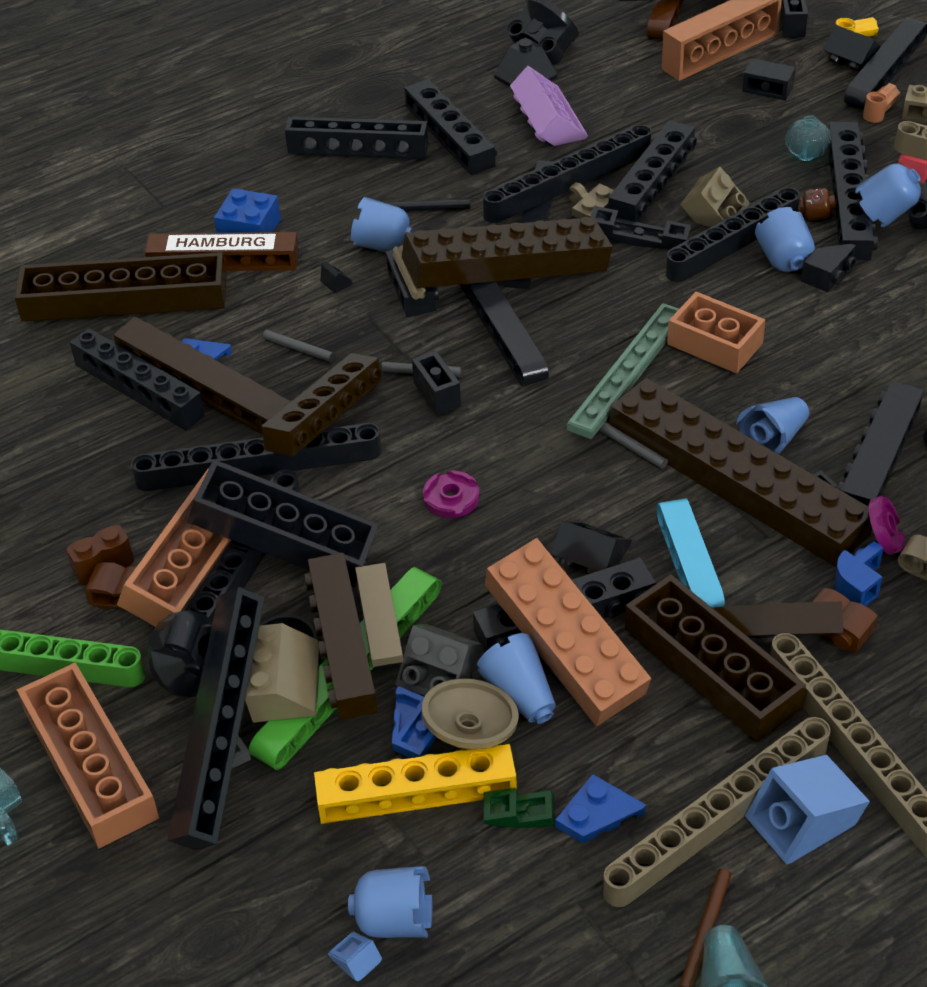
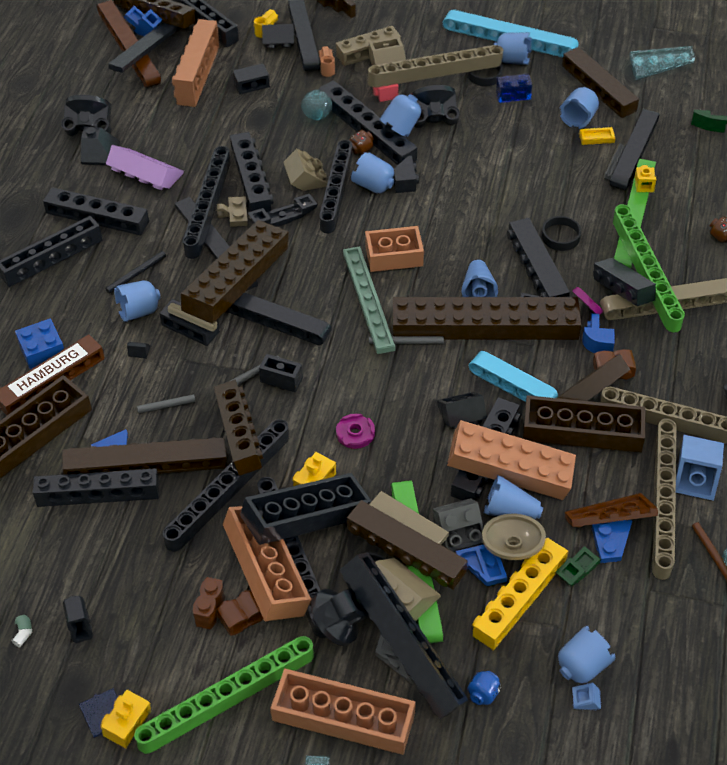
camera: 45 degrees left, 5 degrees up
(253, 849) = (484, 688): none -> blue head
(356, 499) = (315, 469): none -> yellow brick
(640, 781) = (619, 509): none -> reddish brown wing

